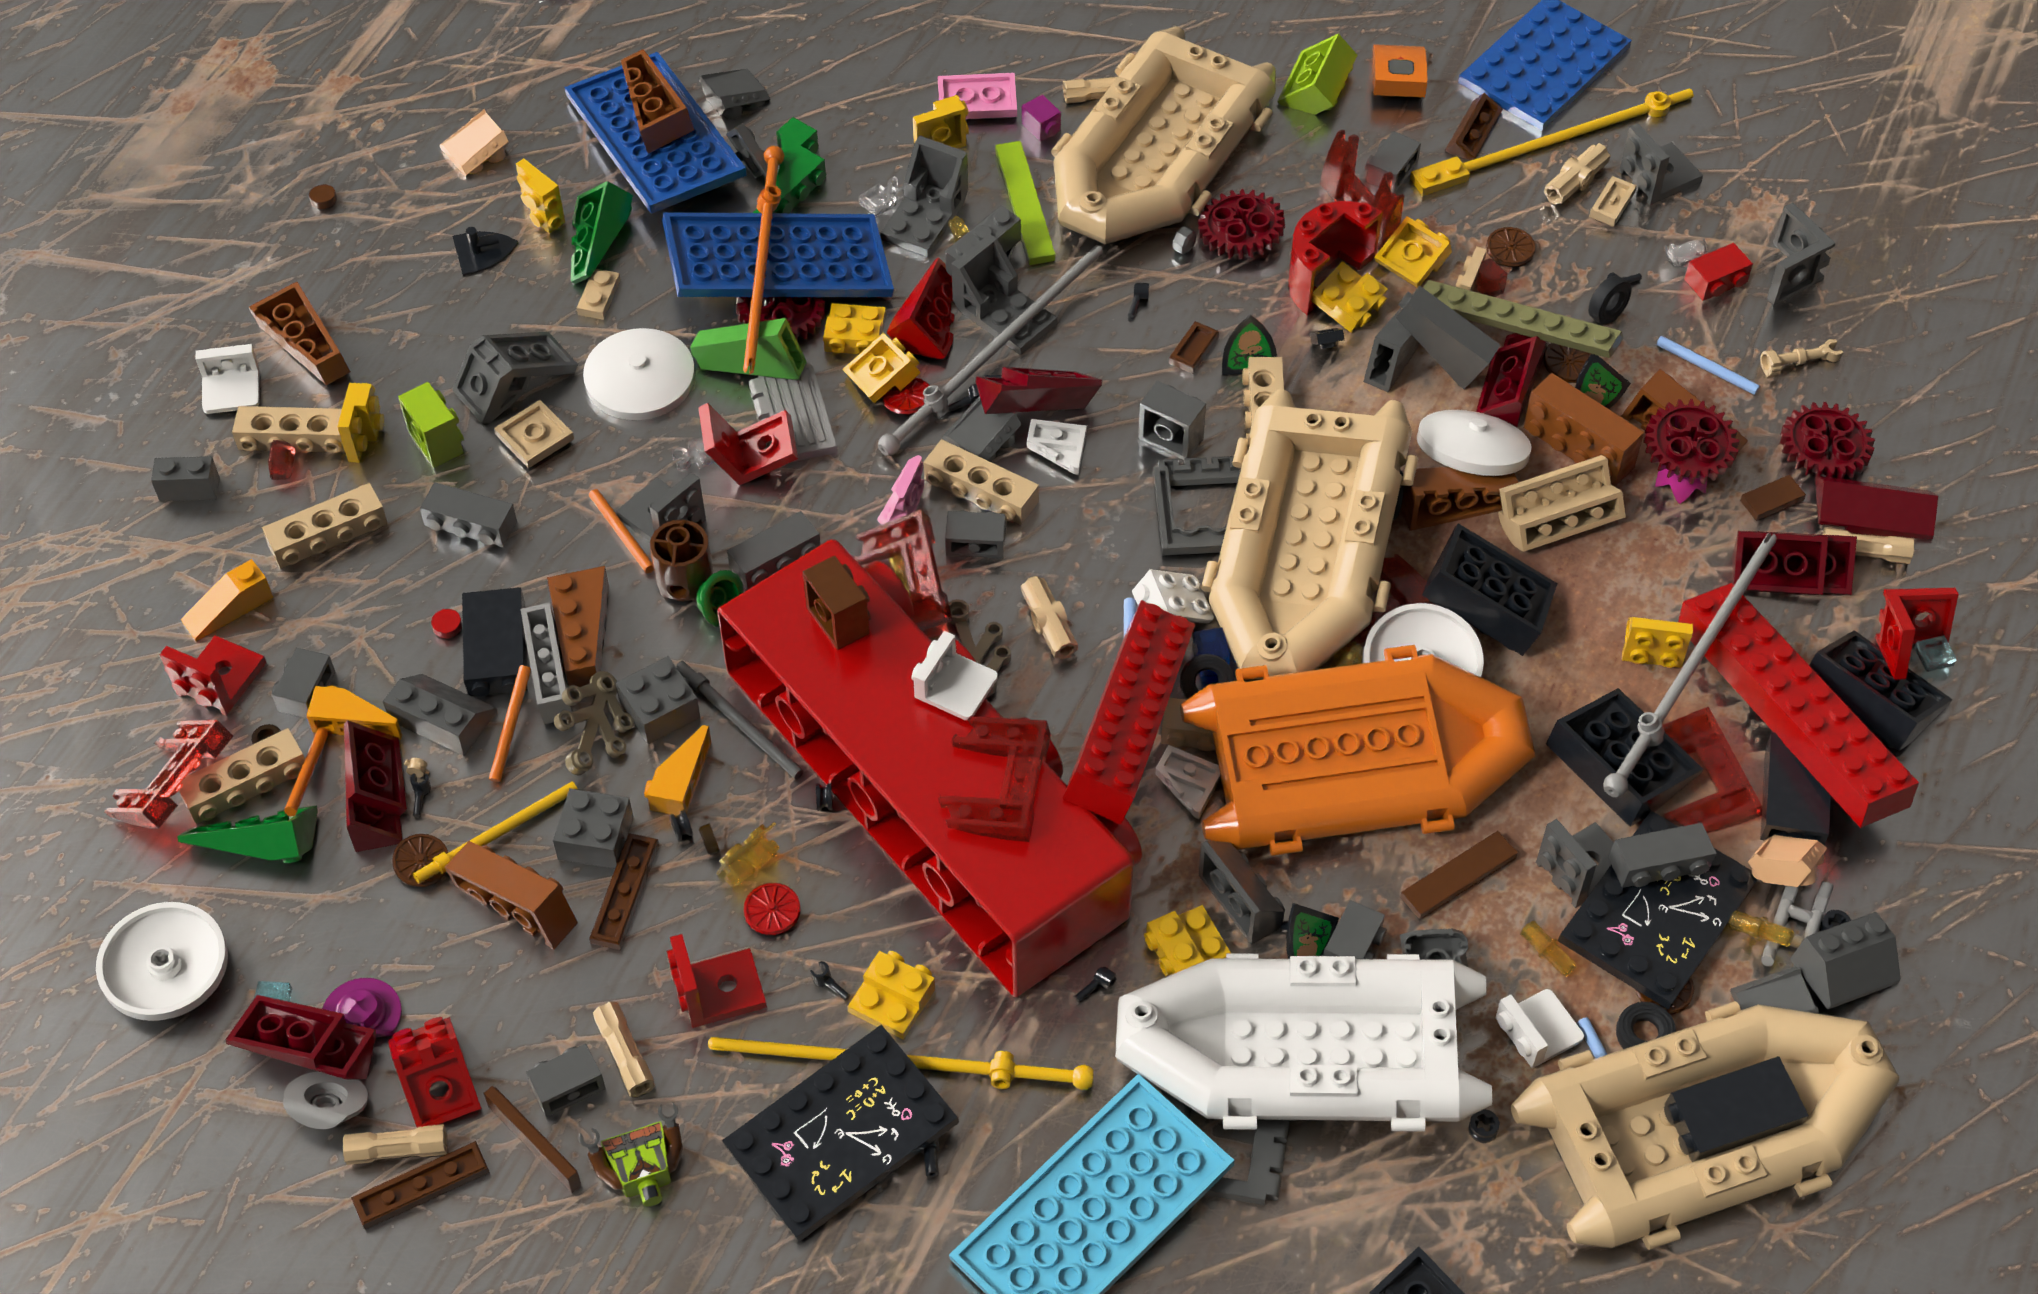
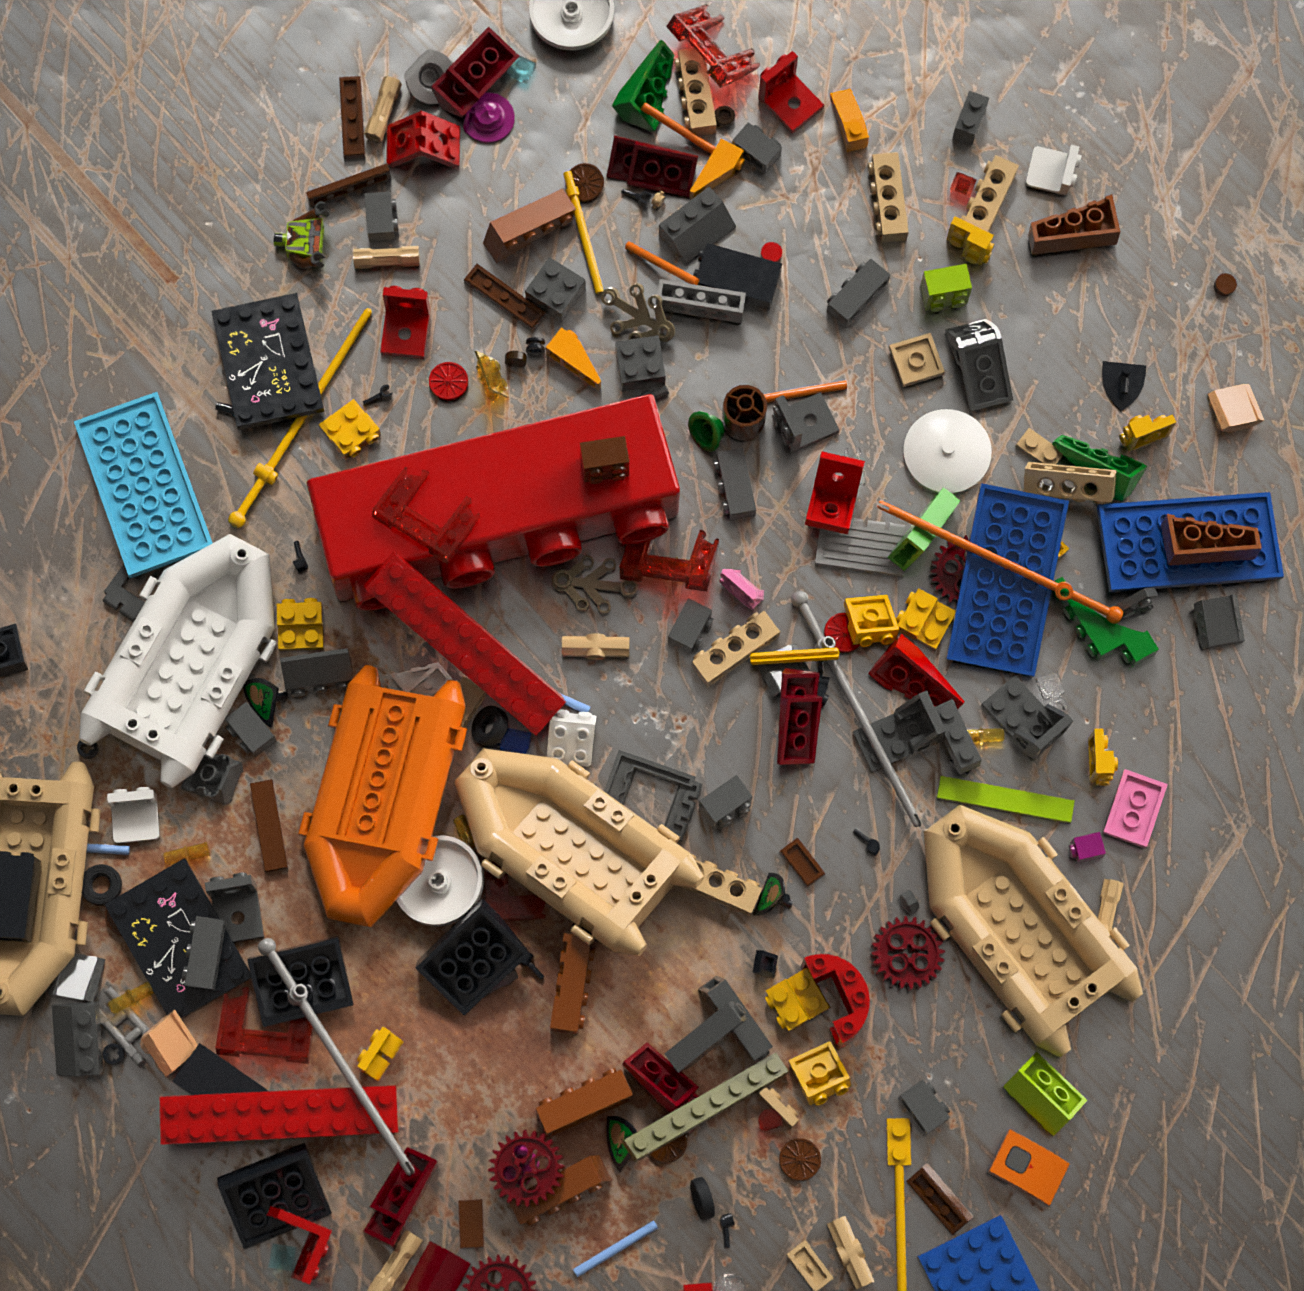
camera: 110 degrees right, 20 degrees up
(580, 614) = (726, 333): dark orange wedge -> none
(633, 240) = (1080, 476): none -> tan brick
(952, 680) = (514, 516): white bracket -> none
(963, 415) = (794, 656): none -> yellow axle
(1058, 442) = (749, 720): white wing -> none
(1340, 181) = (866, 1062): clear red wedge -> none
(1473, 442) = (608, 1015): white dish -> none
(1560, 504) = (526, 1052): tan brick -> none

